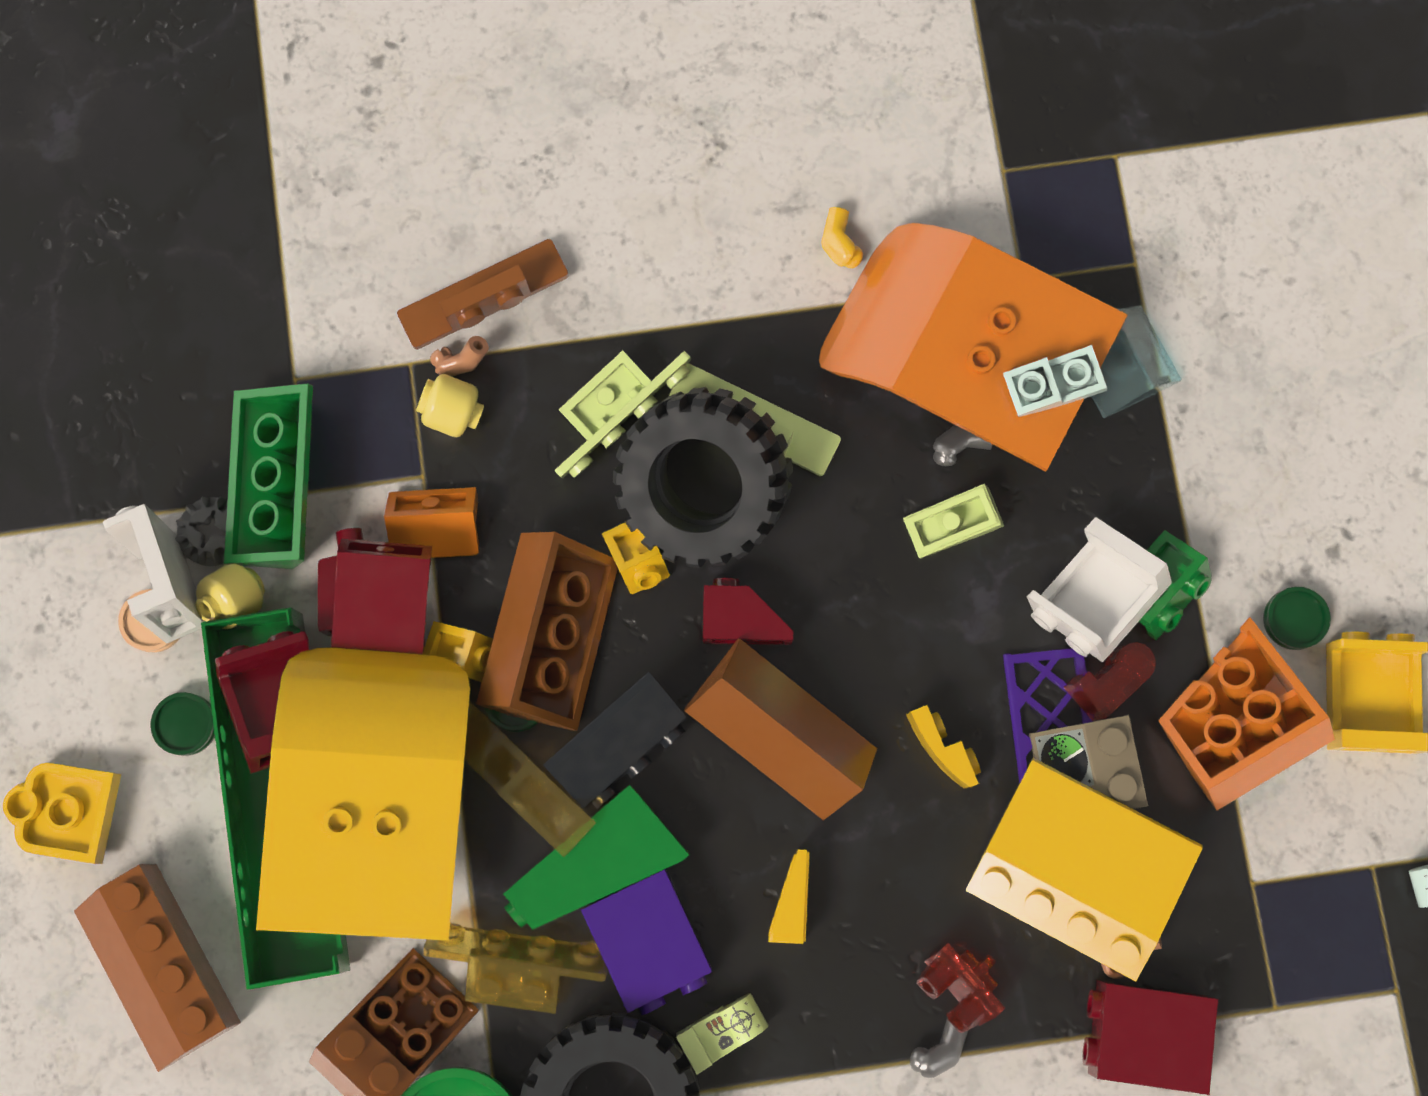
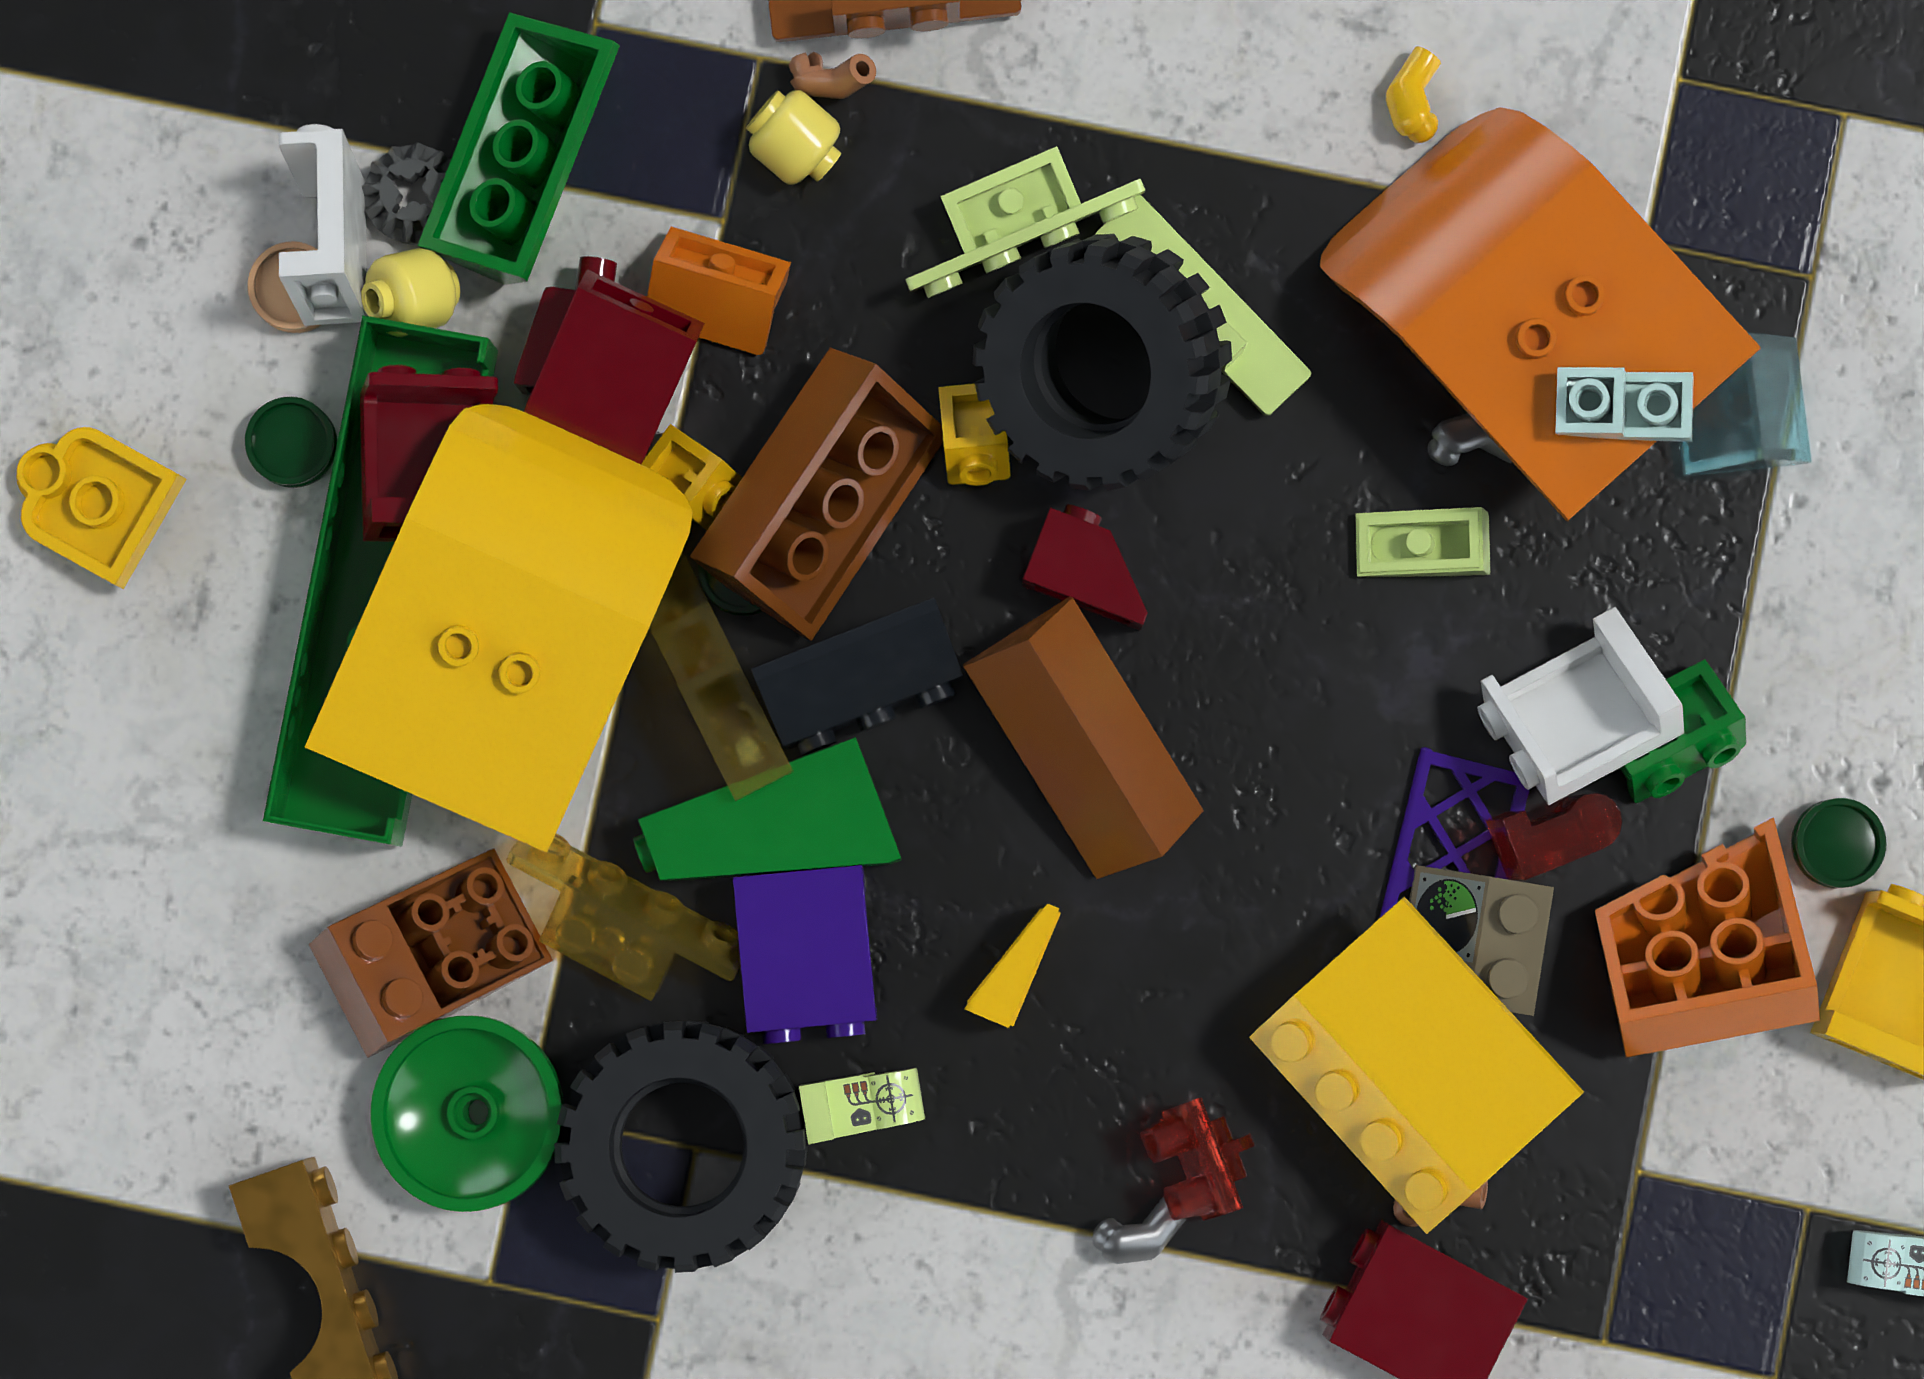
camera: 20 degrees right, 5 degrees up
(156, 965) = (150, 747): dark orange slope -> none
(953, 760) = (1299, 862): yellow slope -> none

